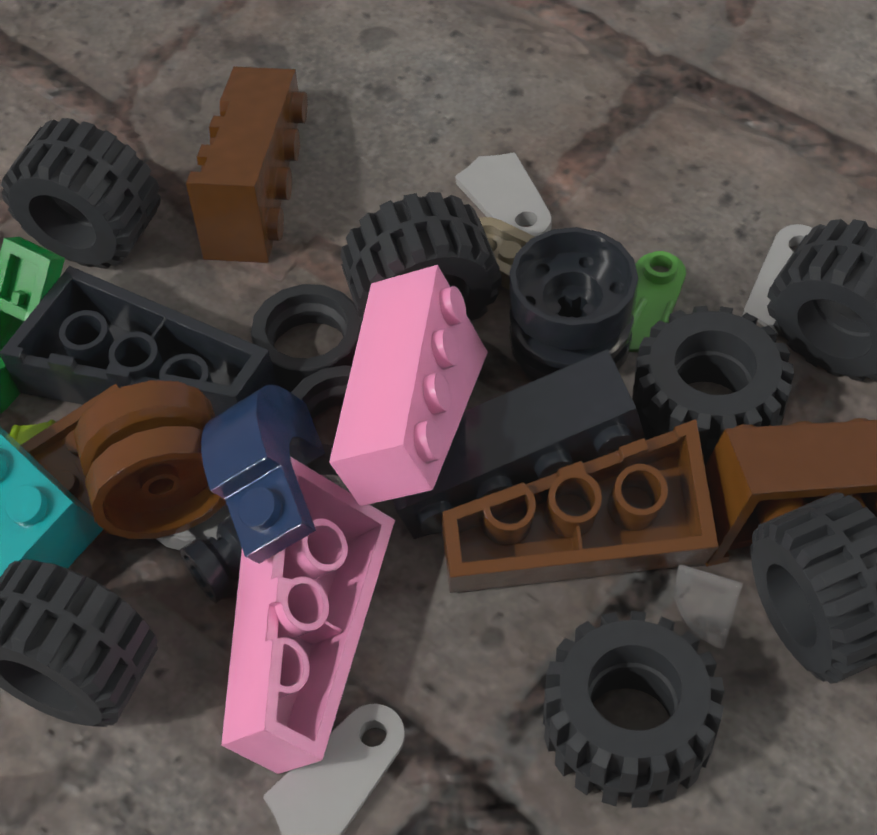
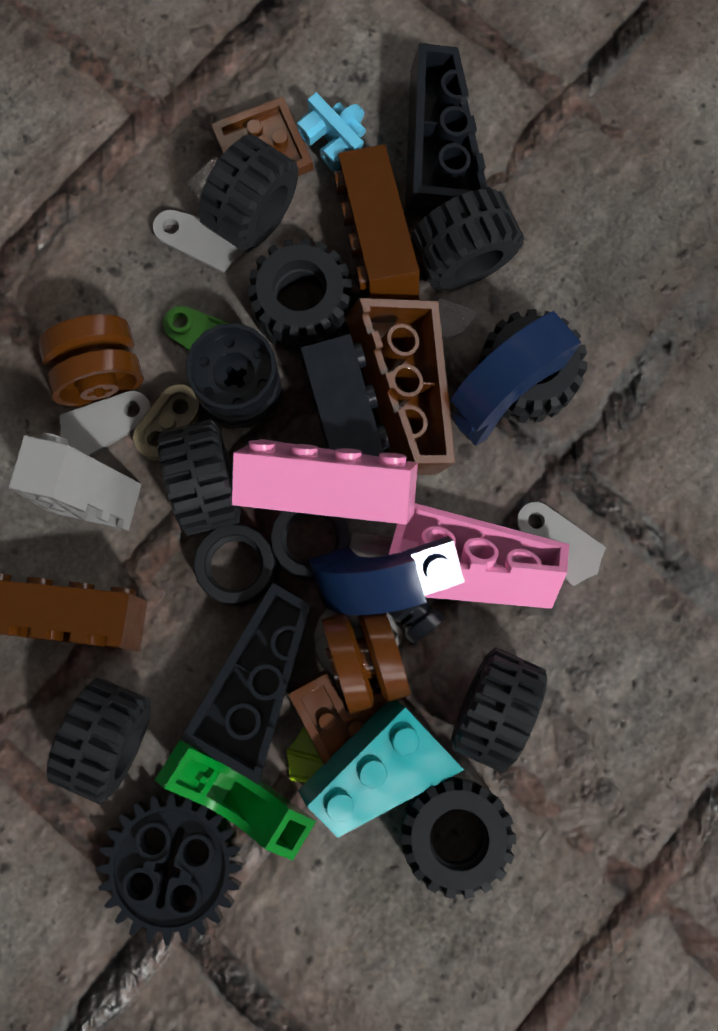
camera: 90 degrees left, 25 degrees up
(409, 120) = (73, 483): none -> light grey wedge
(580, 154) = (90, 359): none -> reddish brown wheel
(606, 637) = (510, 372): none -> dark blue arch

